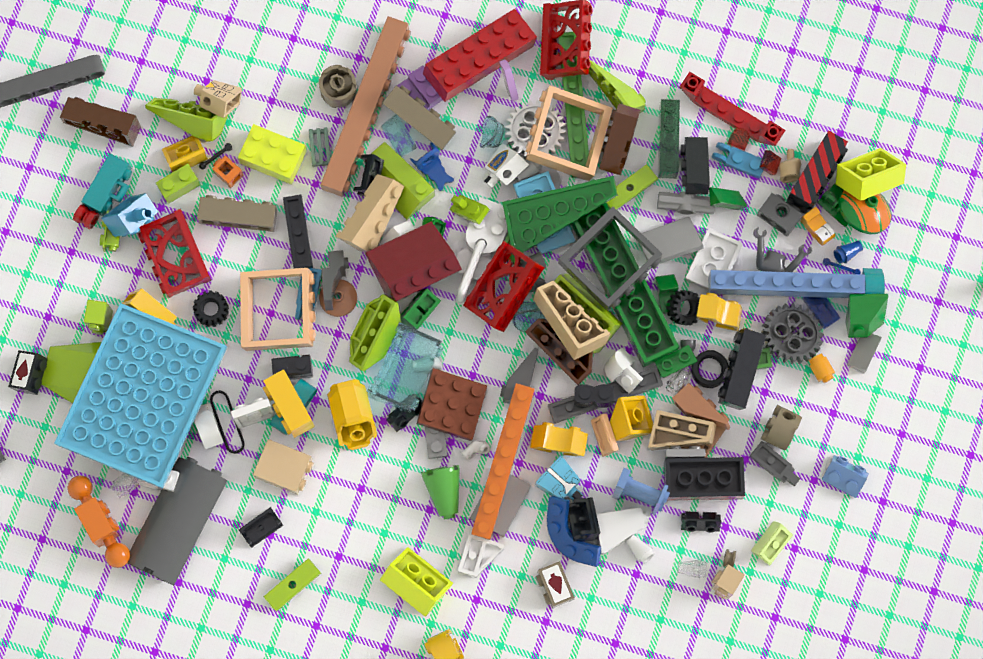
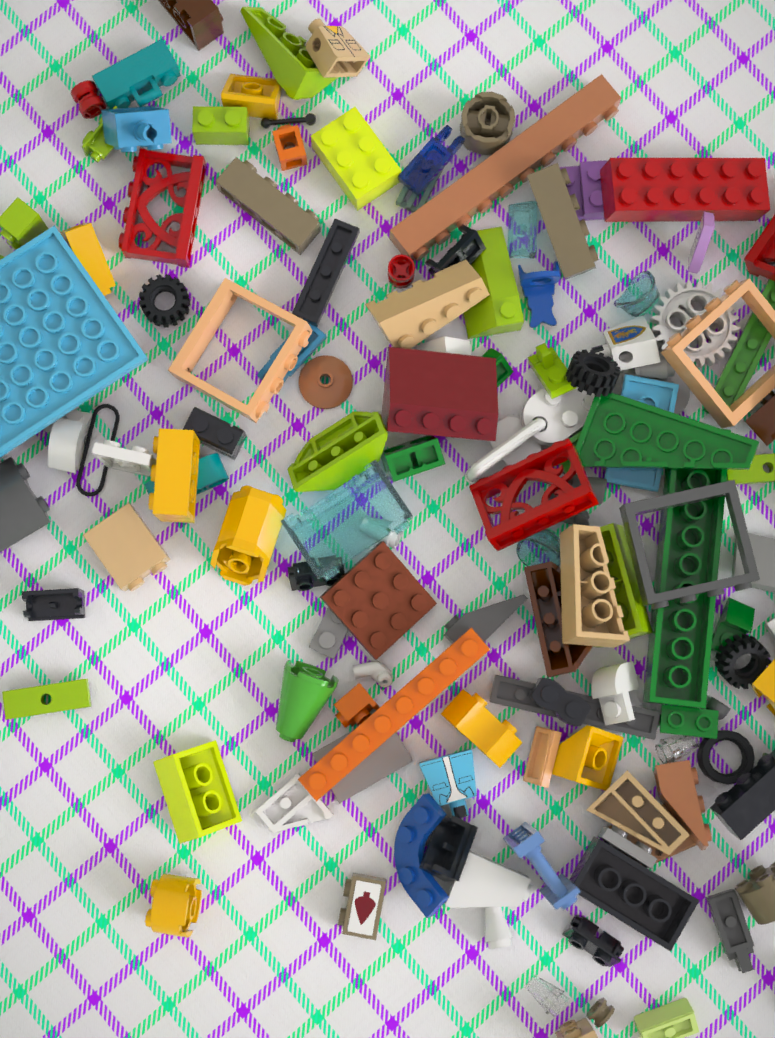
camera: 30 degrees right, 5 degrees up
(318, 129) = (429, 161): none -> clear blue hinge
(332, 276) = (333, 351): dark grey slope -> none
(339, 202) = (401, 266): none -> red wheel
(477, 473) = (355, 706): none -> orange brick
(493, 194) = (593, 373): none -> black tyre

